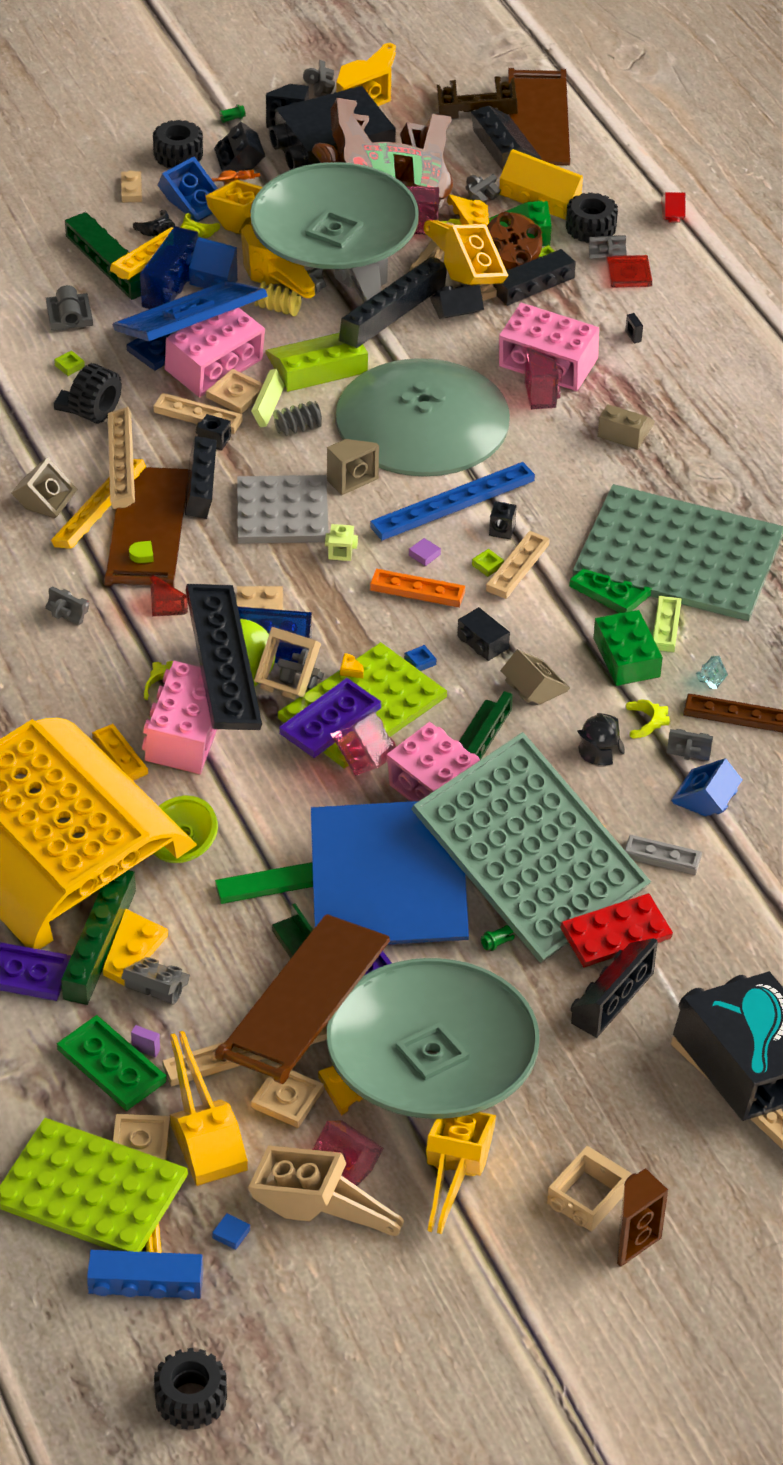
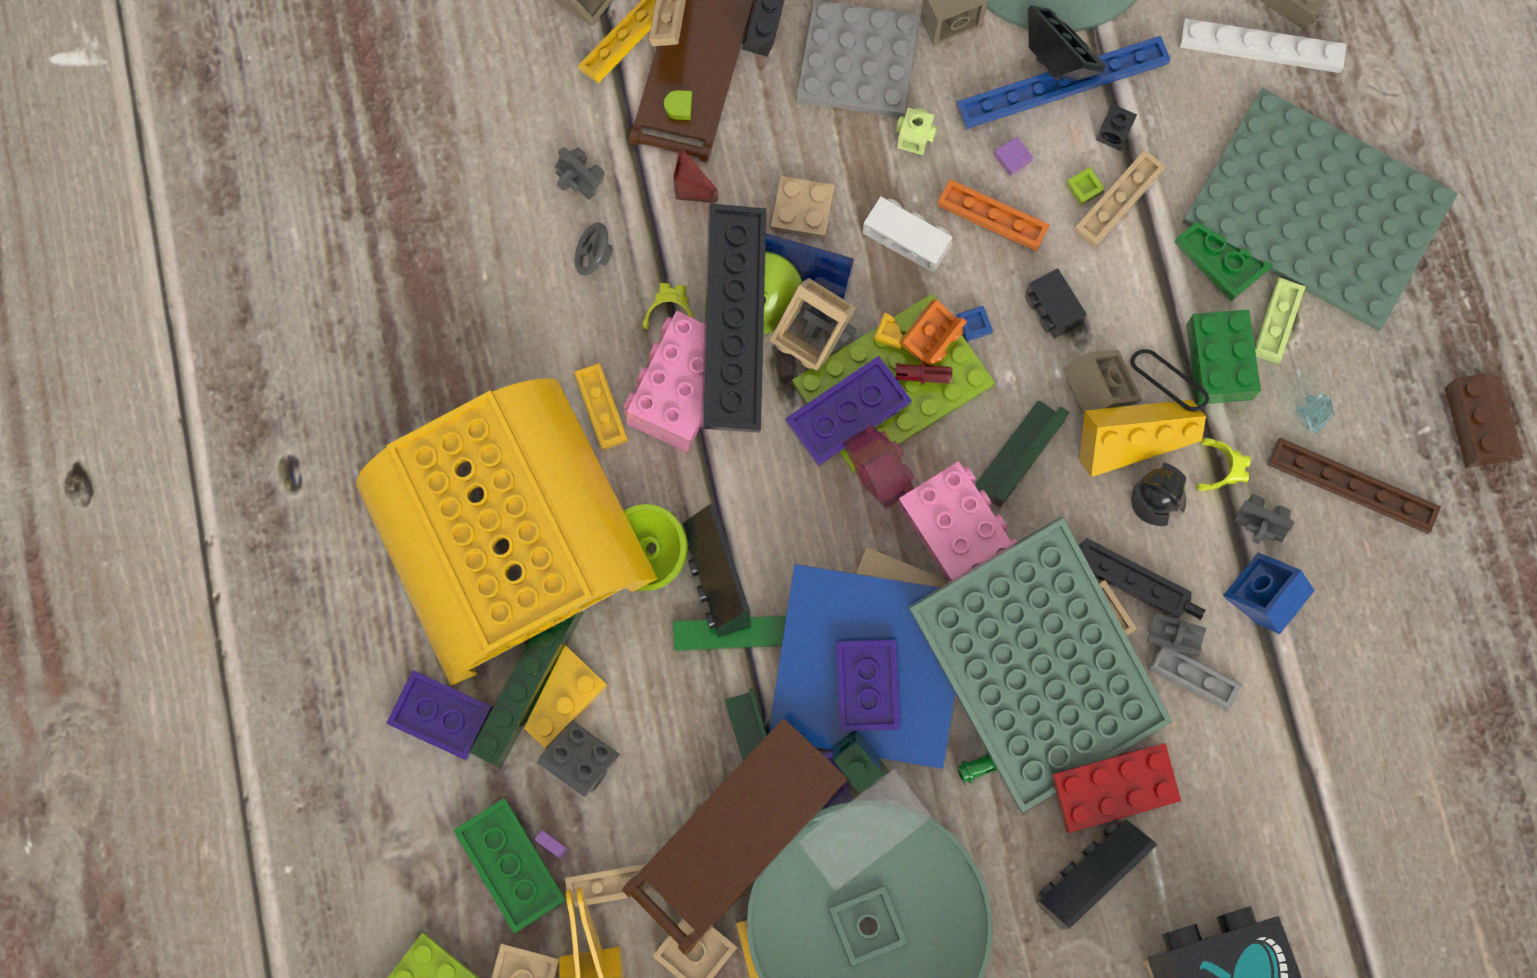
camera: 15 degrees right, 30 degrees up
(91, 649) = (597, 249): none -> dark grey piece
(248, 833) = (716, 573): none -> black slope
(350, 608) = (907, 234): none -> white brick
(386, 658) = (932, 333): none -> orange bracket
(387, 685) = (923, 373): none -> dark red axle
(391, 879) = (868, 685): none -> dark purple plate
(401, 934) = (858, 761): none -> dark green torso
(413, 974) = (865, 830): none -> clear tile
(446, 474) = (1060, 47): none -> black wedge
(564, 701) = (1136, 433): none -> yellow wedge
(588, 671) = (1203, 391): none -> black piece
(605, 460) = (1263, 45): none -> white plate
(611, 800) = (1139, 581): none -> black plate
(638, 823) = (1176, 634): none -> dark grey hips

